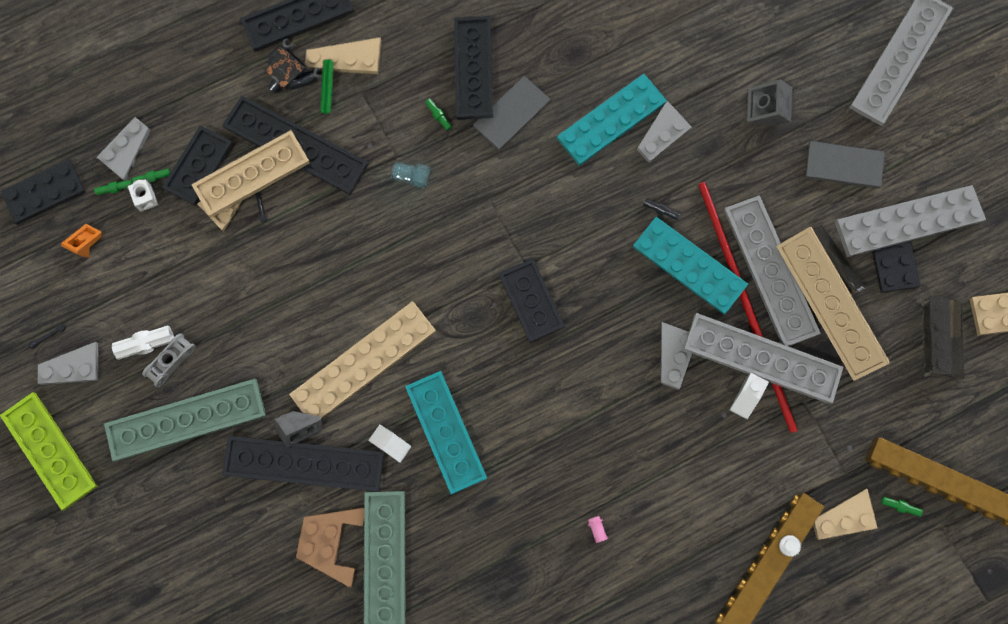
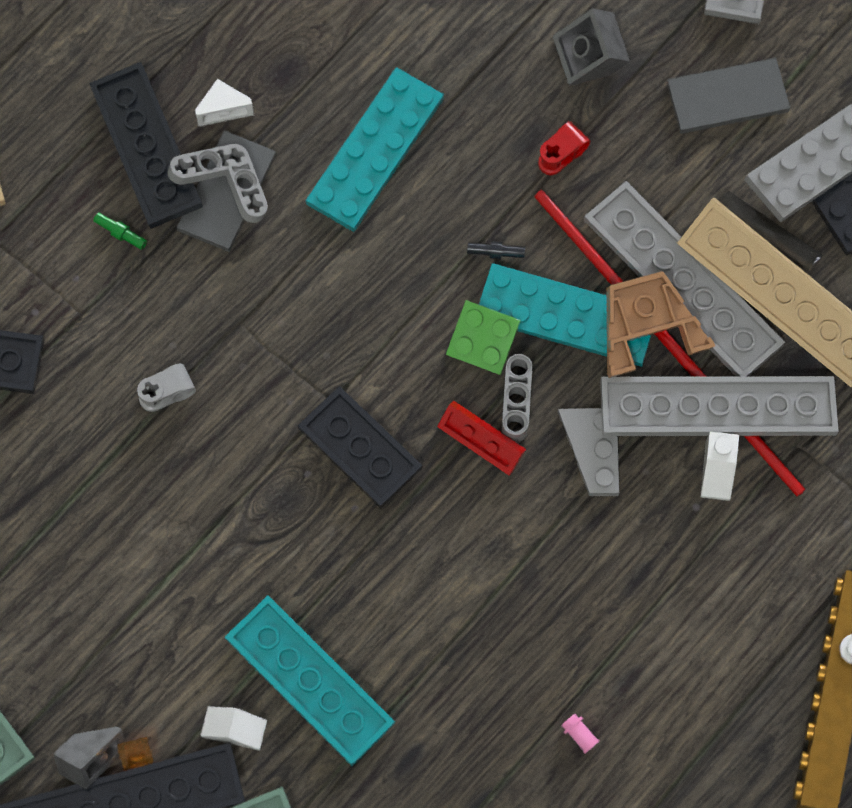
camera: 25 degrees left, 5 degrees down
(325, 437) = (135, 753): none -> clear orange plate
(363, 362) = (149, 626): tan plate -> none
(416, 175) = (122, 329): clear light blue piece -> none
(430, 220) = (168, 386): none -> light grey piece
(518, 100) = (230, 169): none -> light grey beam
(529, 59) = (223, 104): none -> white slope
(607, 322) = (481, 437): none -> red plate
(633, 260) = (483, 337): none -> bright green plate
(644, 299) = (517, 385): none -> light grey beam
(663, 133) = (456, 141): light grey wing -> none
(729, 159) = (562, 149): none -> red piece
(739, 280) = (642, 309): none -> medium nougat wing

